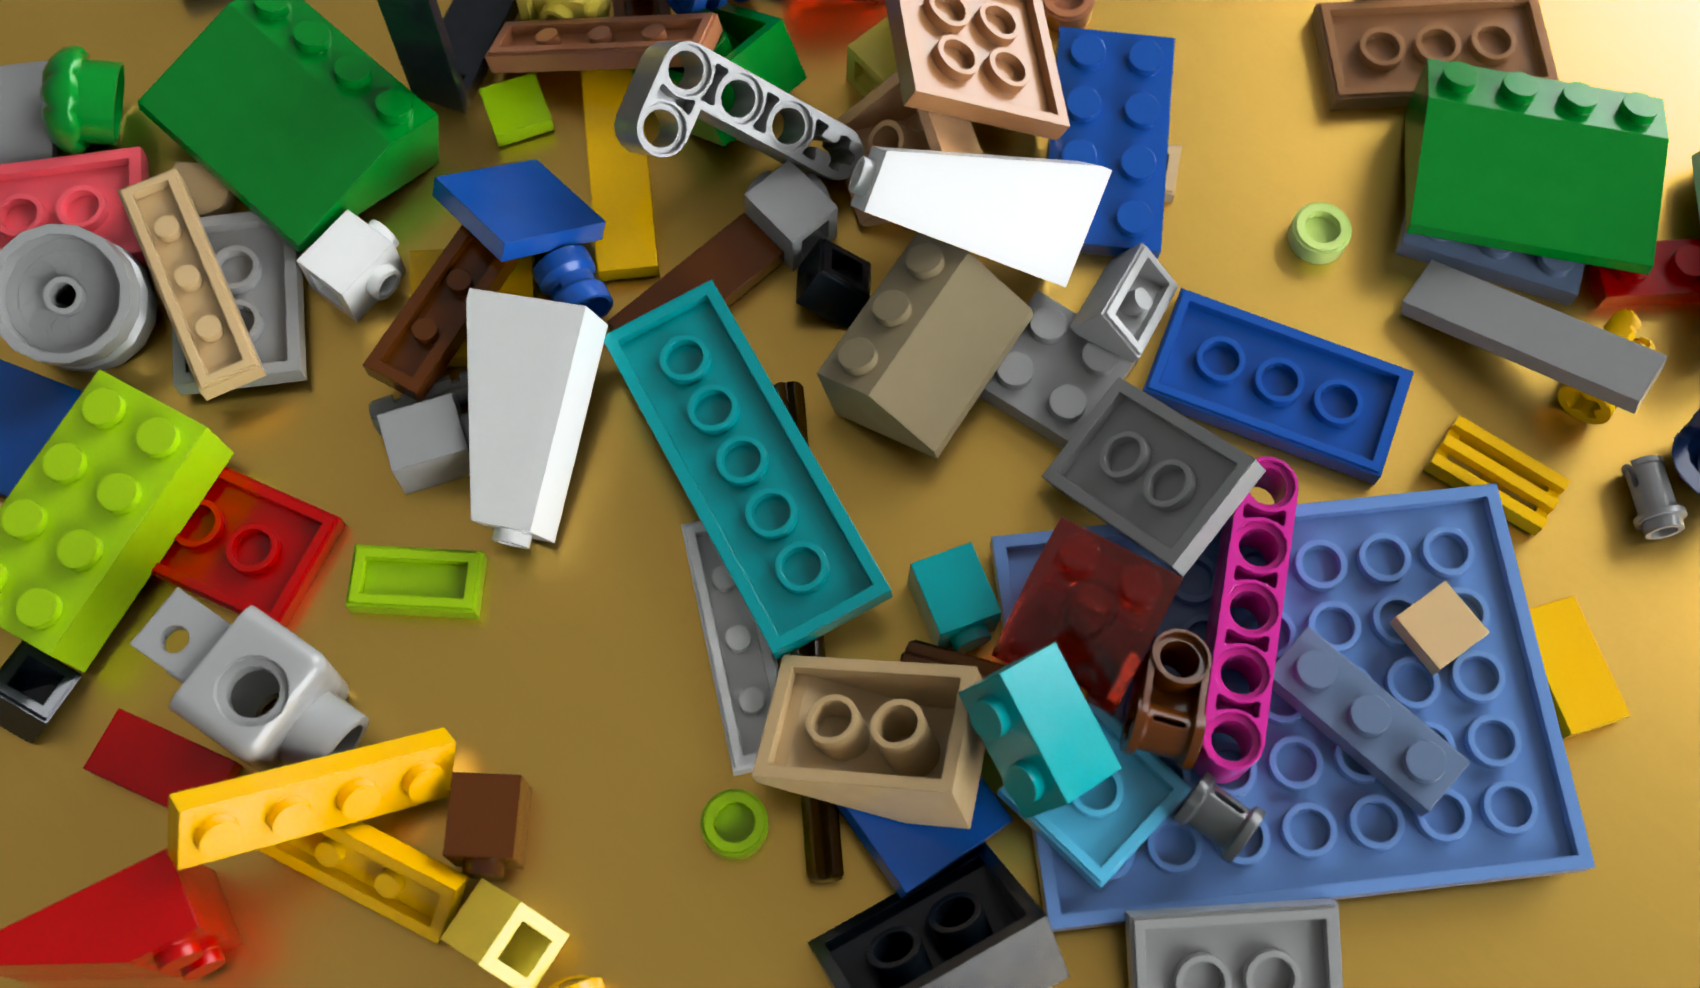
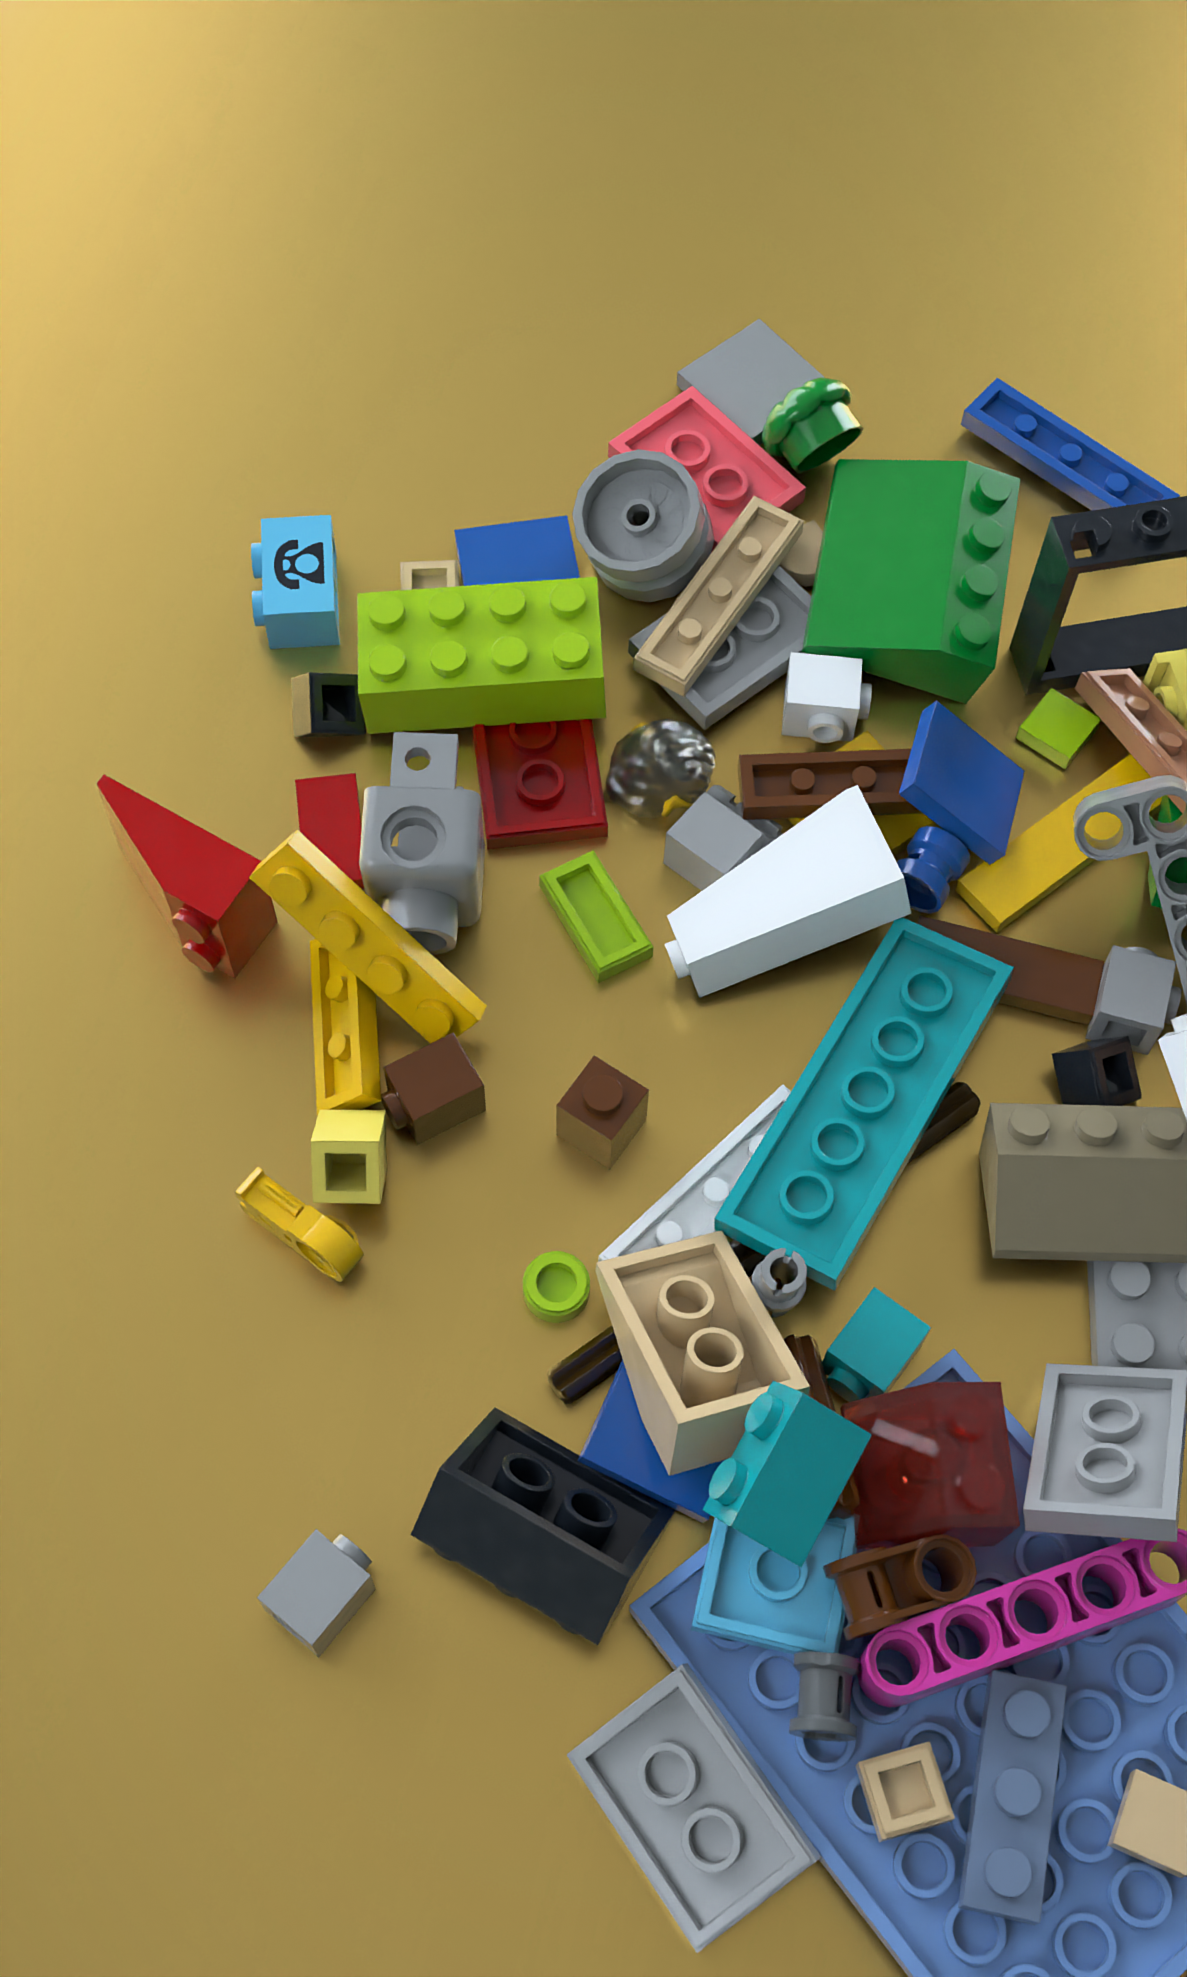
camera: 60 degrees right, 5 degrees down
(318, 440) = (659, 768): none -> clear smoke hair
(609, 688) = (601, 1112): none -> reddish brown brick
(863, 633) = (793, 1280): none -> light grey pin
(1318, 801) = (904, 1791): none -> tan tile

